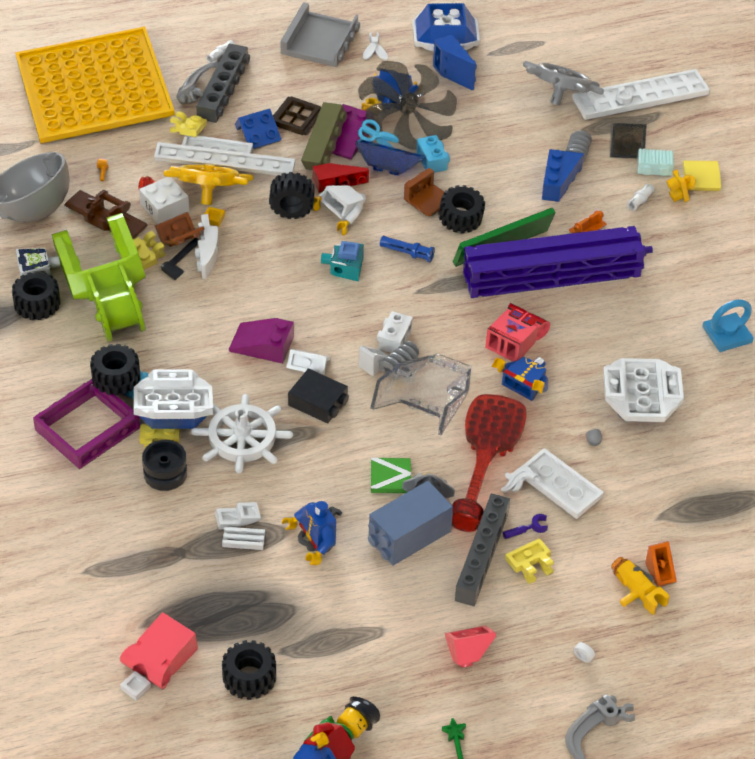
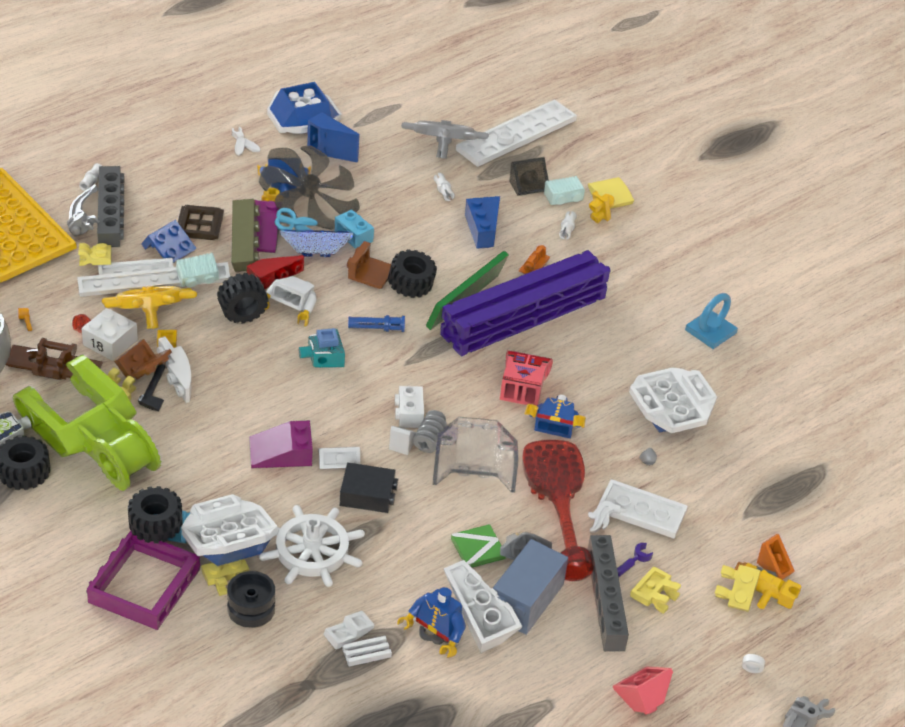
camera: 25 degrees left, 5 degrees down
(262, 160) = (197, 270): none -> light aqua brick
(318, 37) = (184, 143): light grey panel -> none
(356, 536) = (487, 616): none -> white wedge
(540, 132) = (444, 187): none -> white pin
(579, 143) = (487, 187): light grey piece -> none
(612, 582) = (743, 588): none -> light yellow plate

